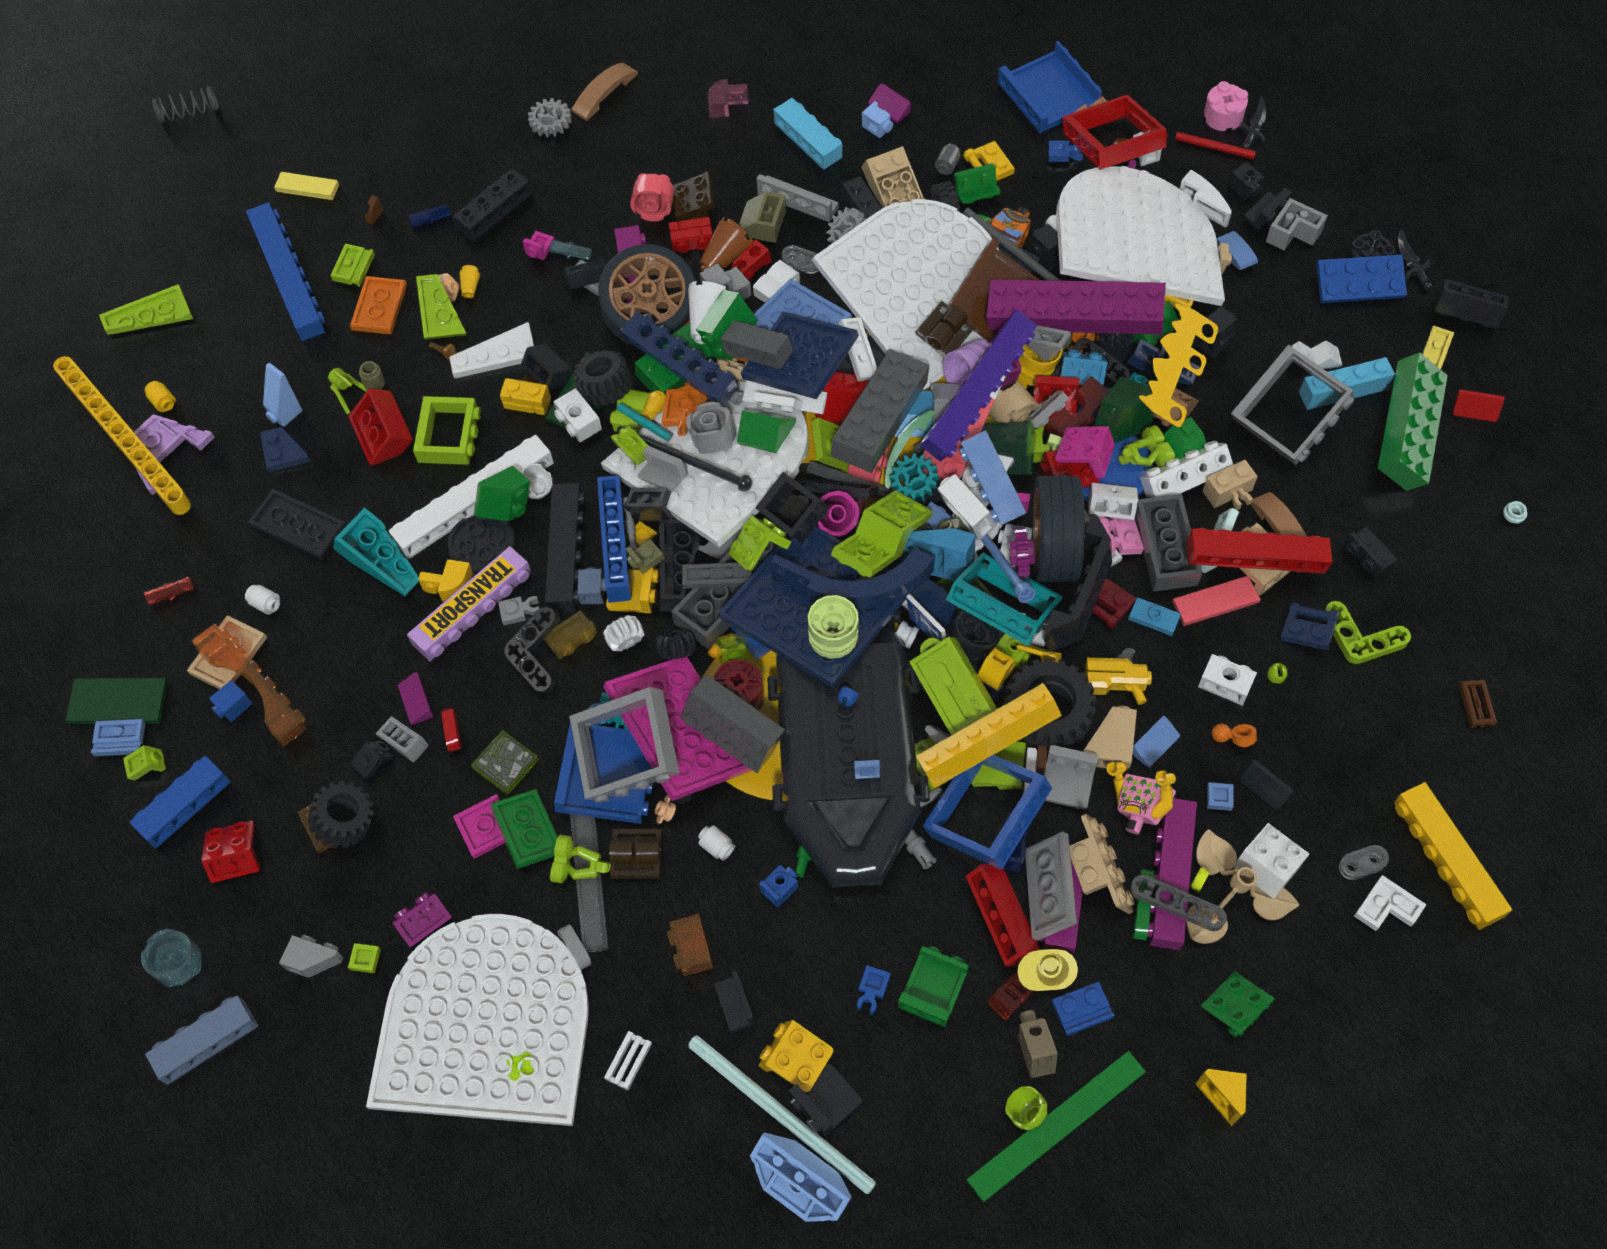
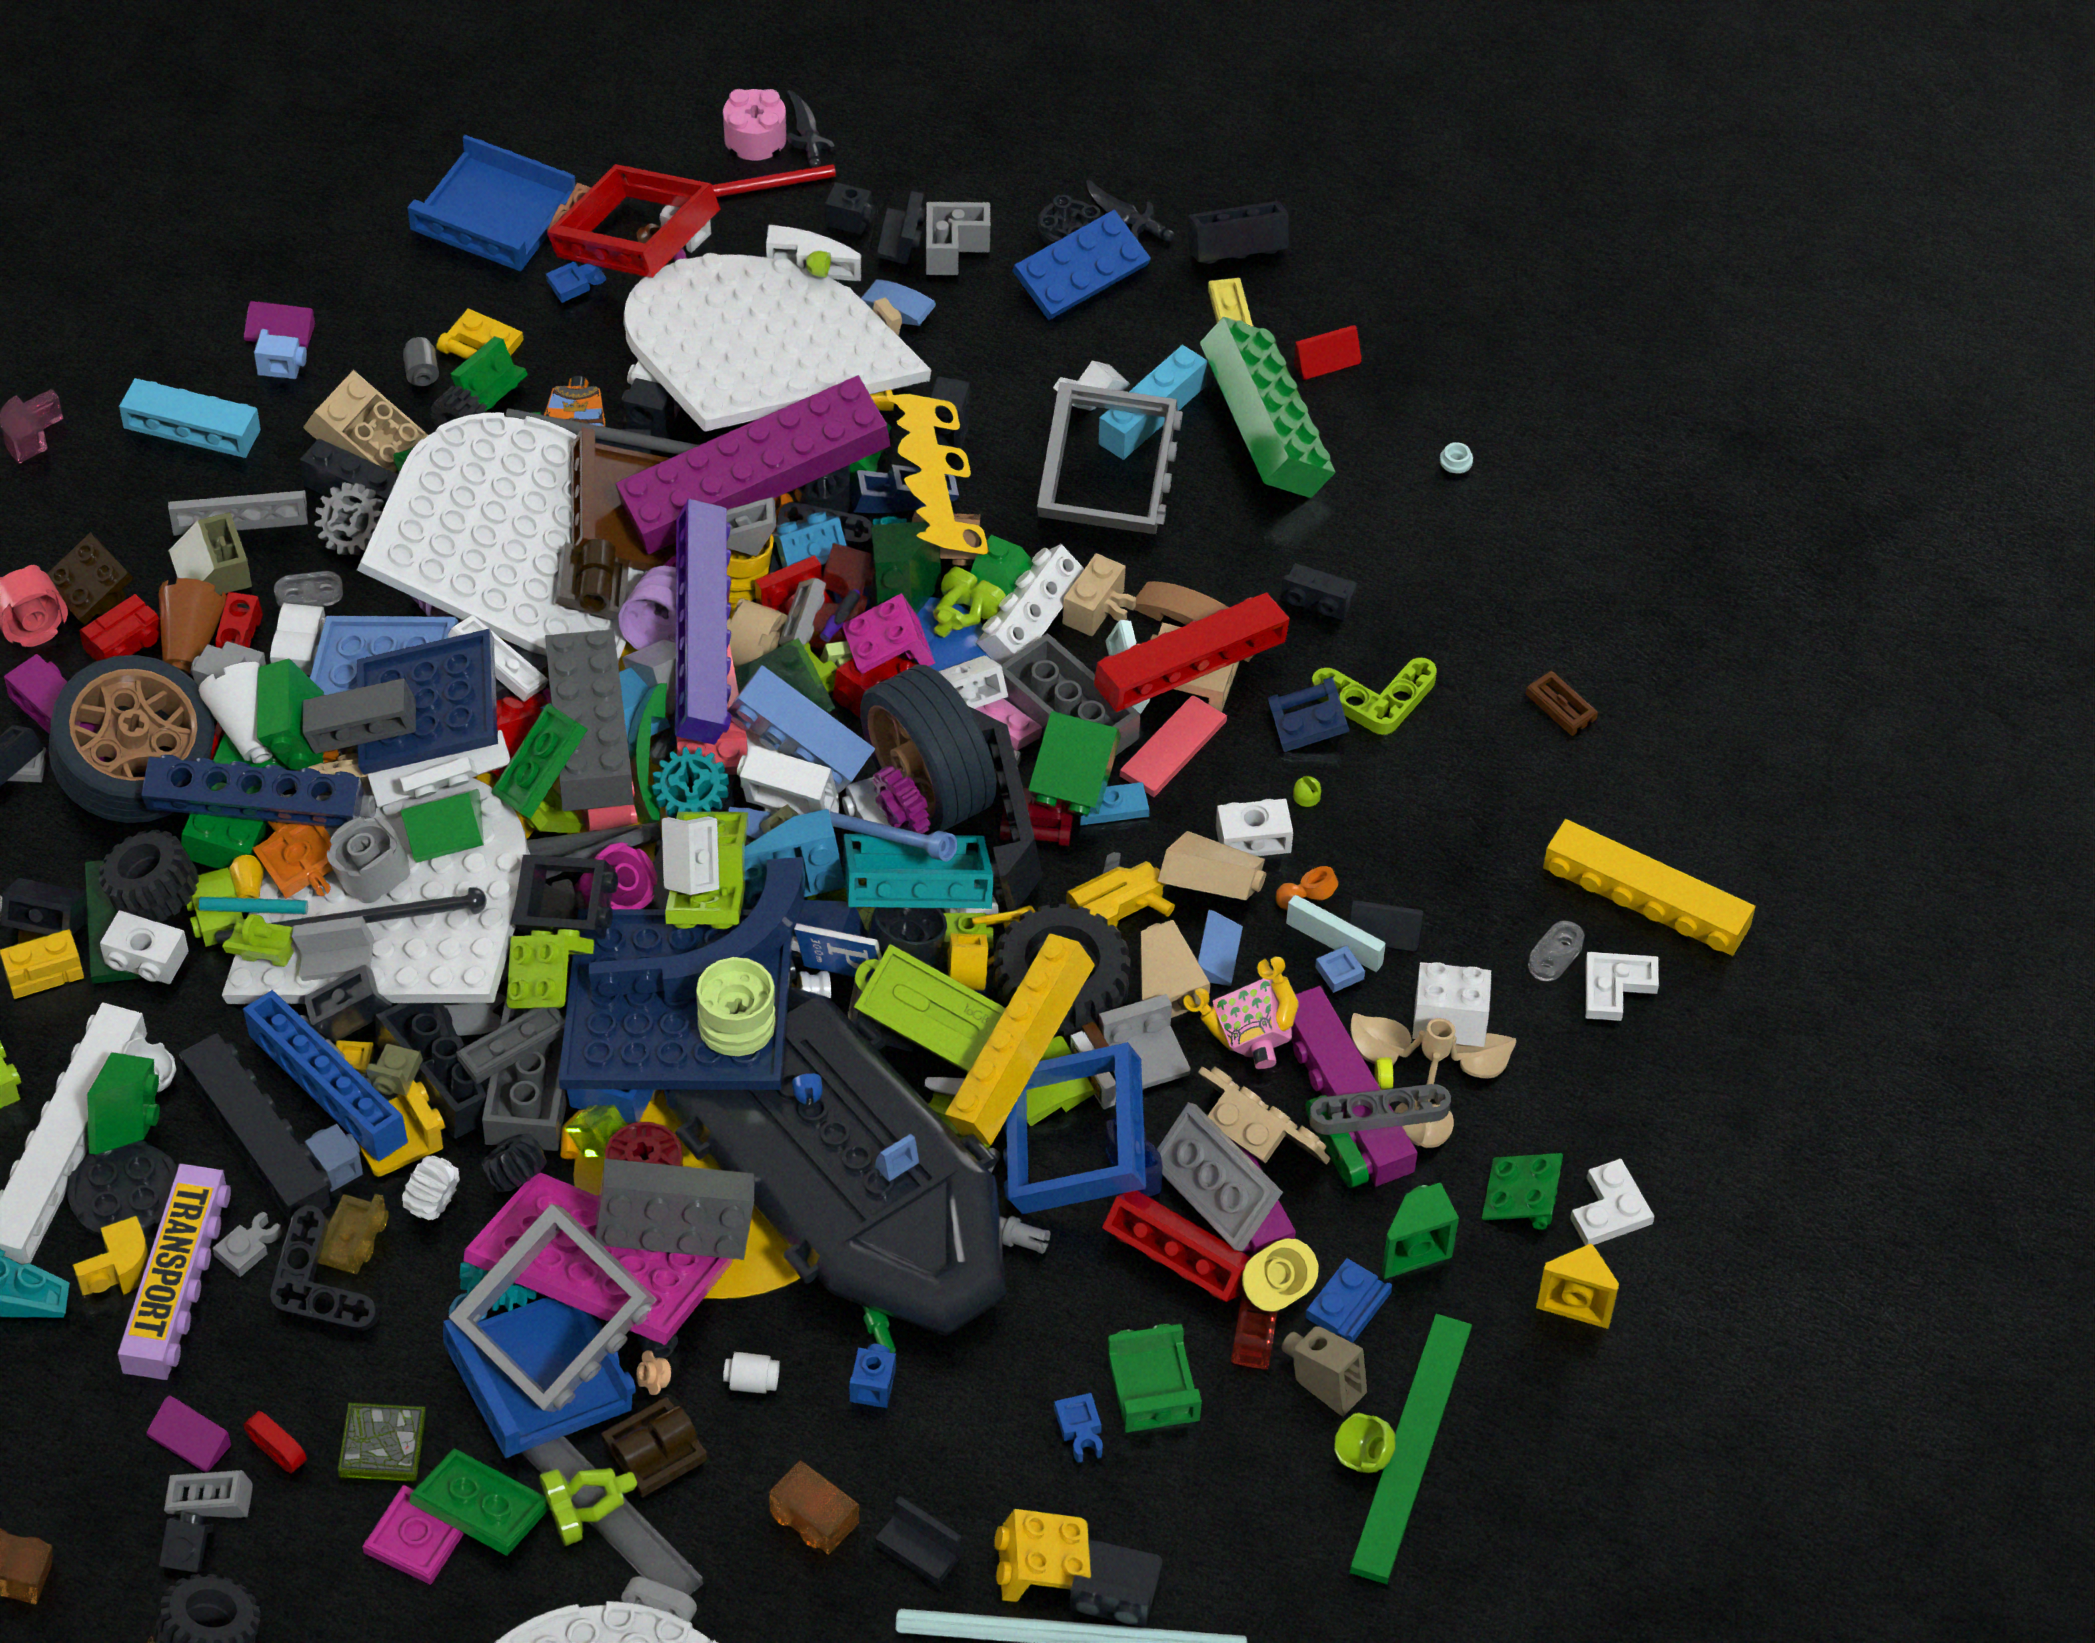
camera: 40 degrees left, 10 degrees down
(832, 420) = (539, 761): none -> green tile
(871, 522) = (690, 855): none -> white panel
(1063, 423) = (836, 620): none -> piece
(1140, 583) = (1074, 764): none -> green brick
(1150, 994) = (1421, 1231): none -> green slope
(1182, 690) = (1212, 867): none -> tan slope
(1204, 205) = (819, 263): none -> lime hinge
(1232, 772) = (1335, 932): none -> light aqua tile
(1292, 1052) = (1619, 1208): none -> white plate

